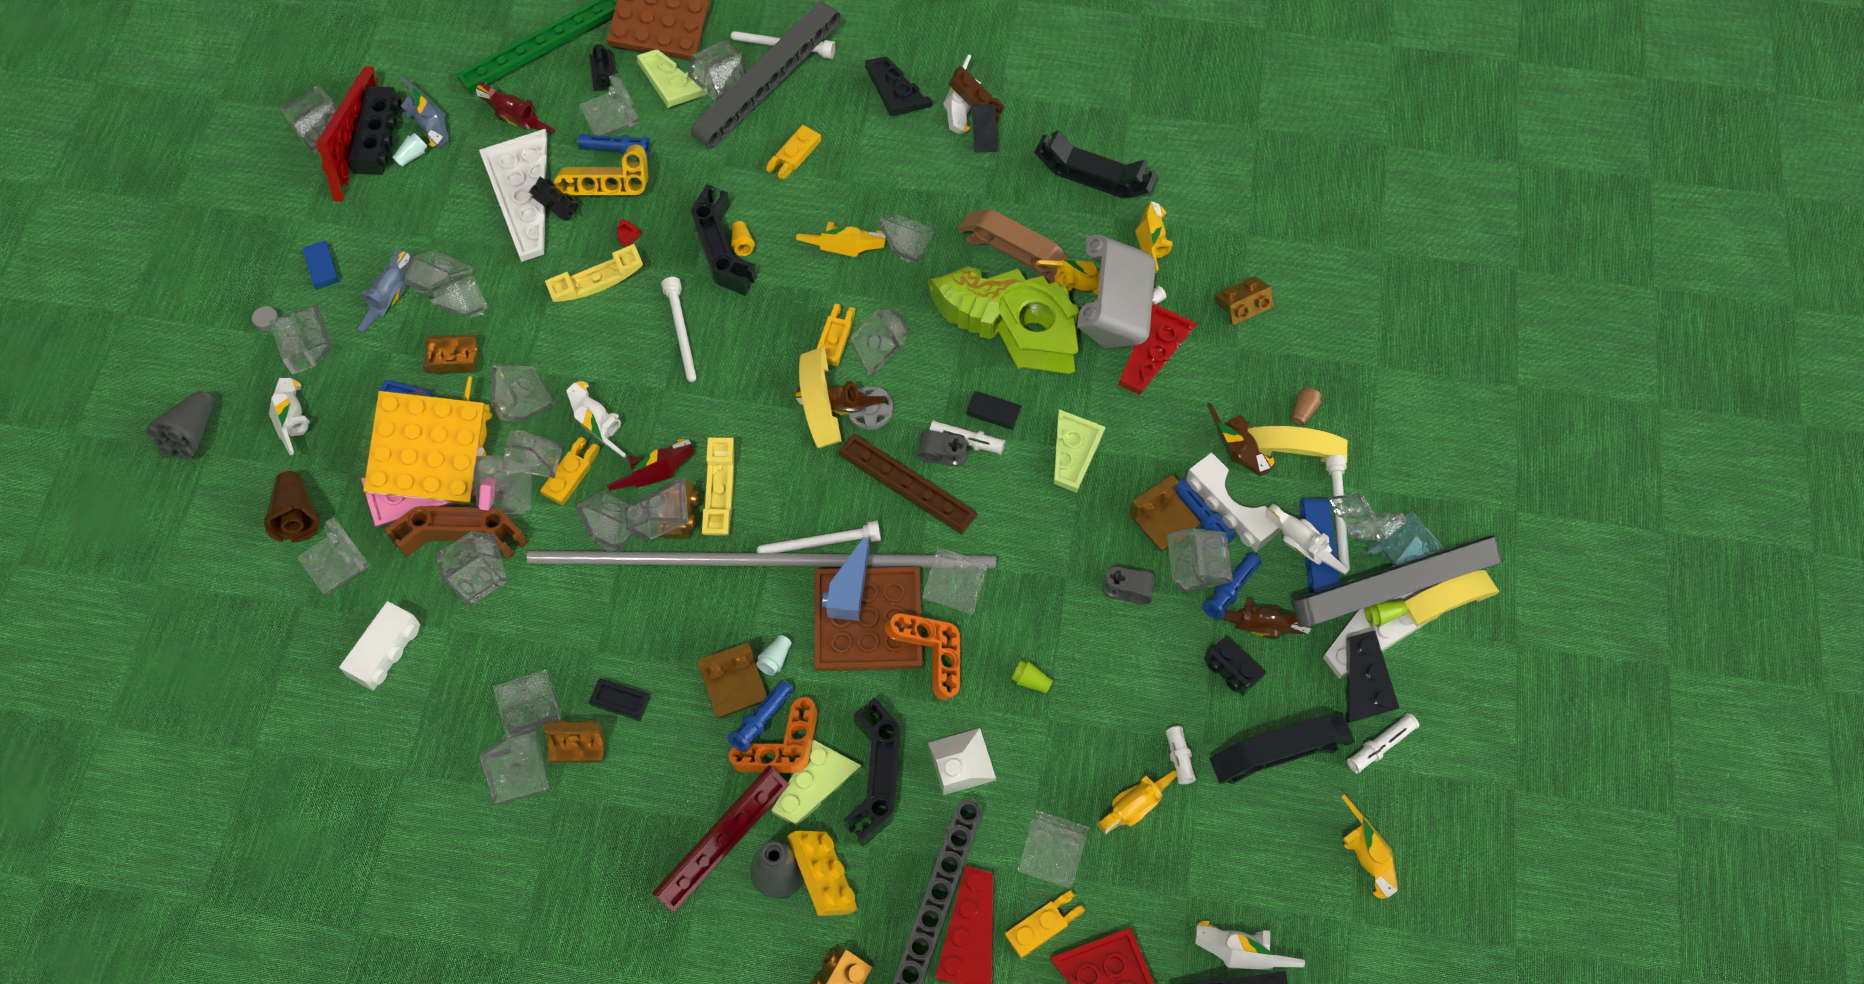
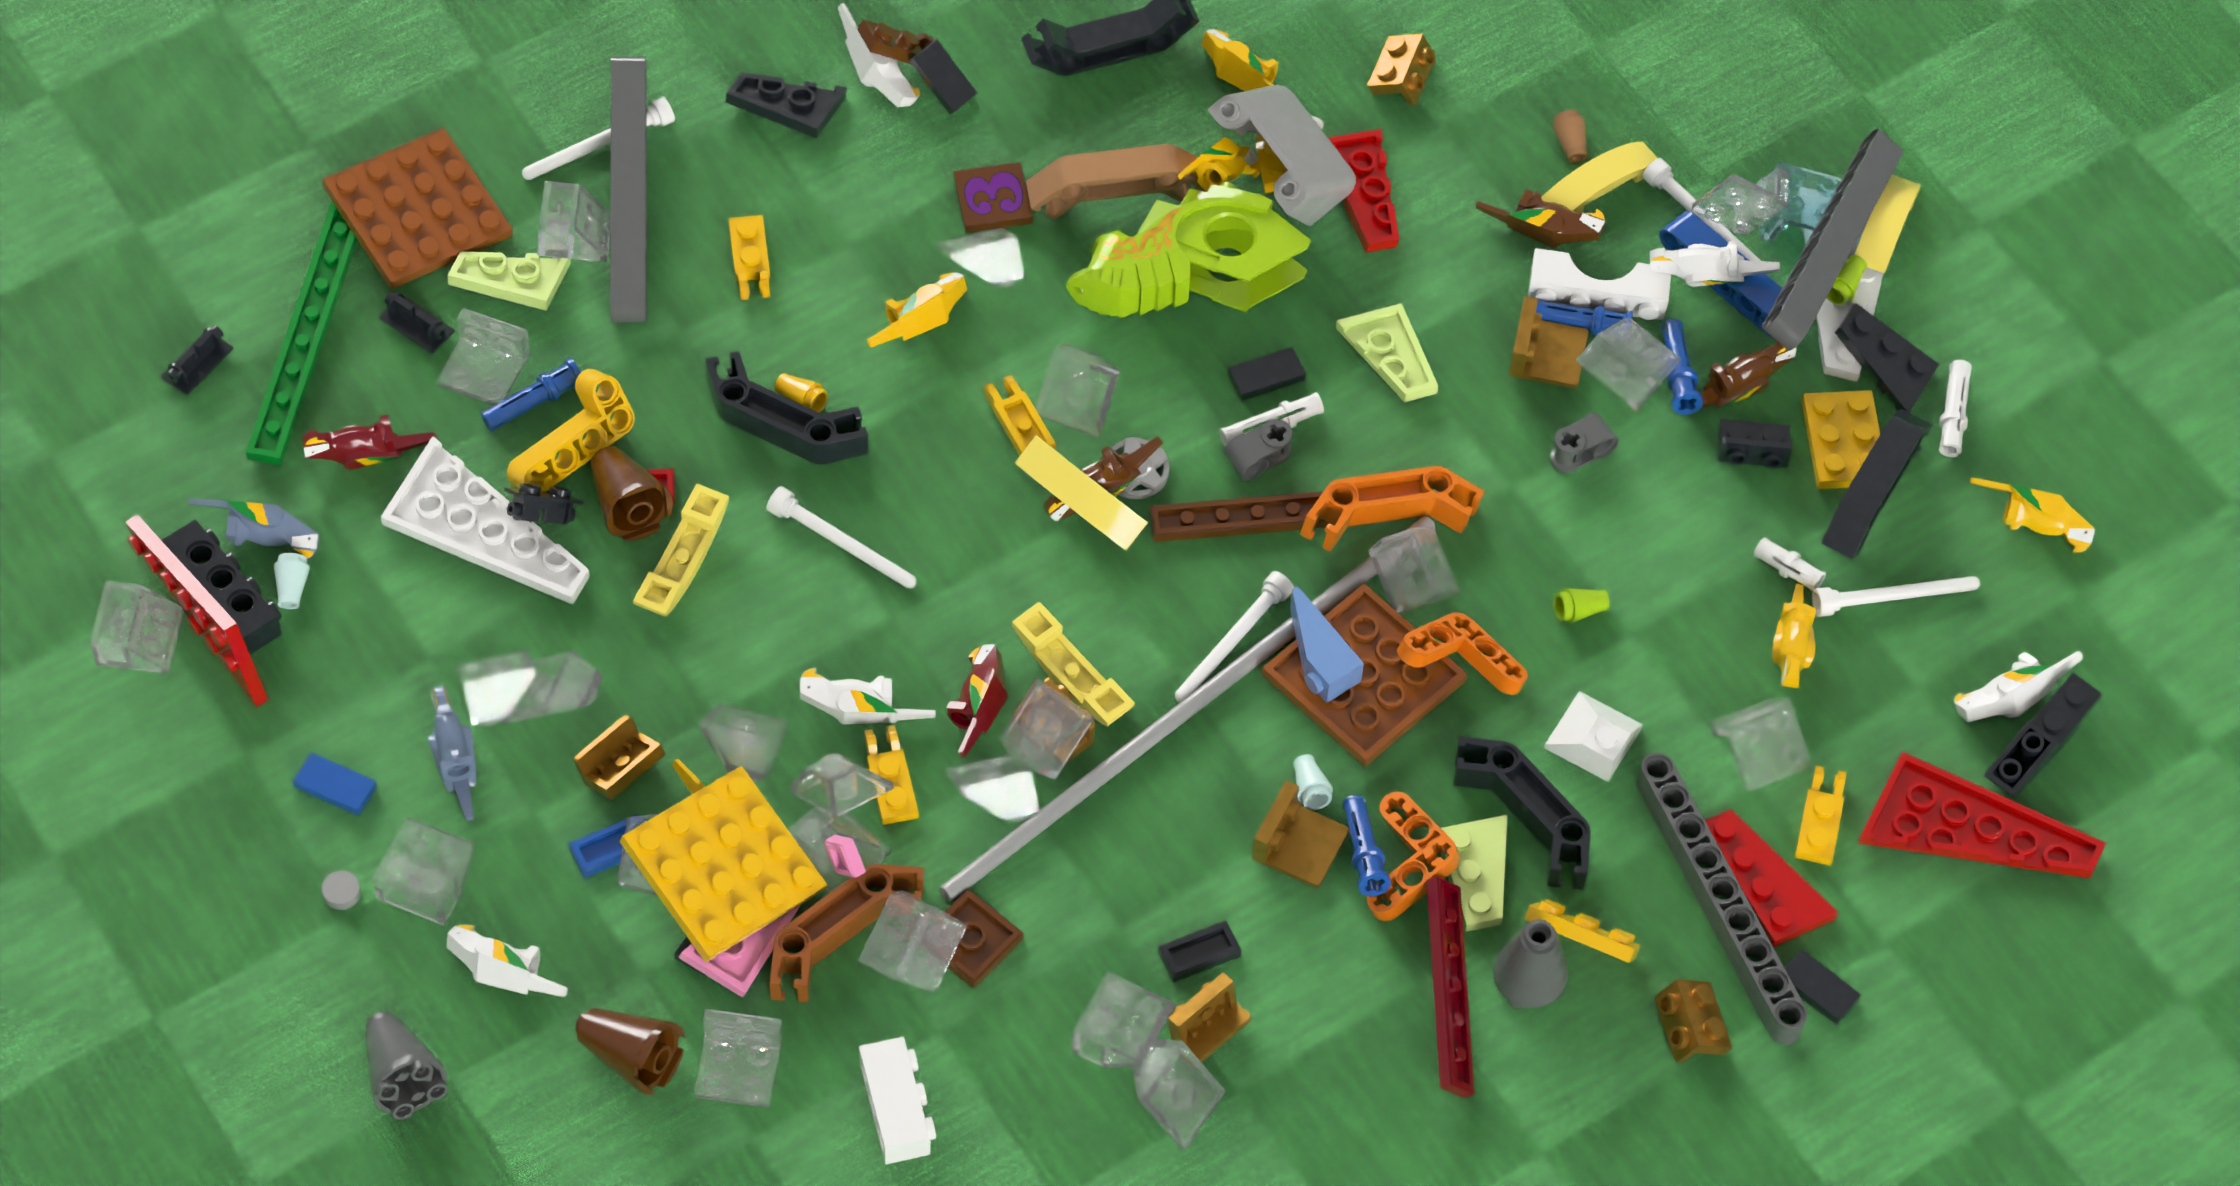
camera: 45 degrees left, 5 degrees down
(494, 15) = (197, 361): none -> black hinge
(520, 595) = (985, 940): none -> reddish brown tile
(598, 225) = (628, 495): none -> reddish brown cone
(947, 209) = (992, 197): none -> reddish brown tile
(979, 529) = (1391, 498): none -> orange piece
(1182, 798) = (1828, 600): none -> white piece
(1293, 700) = (1839, 434): none -> yellow plate

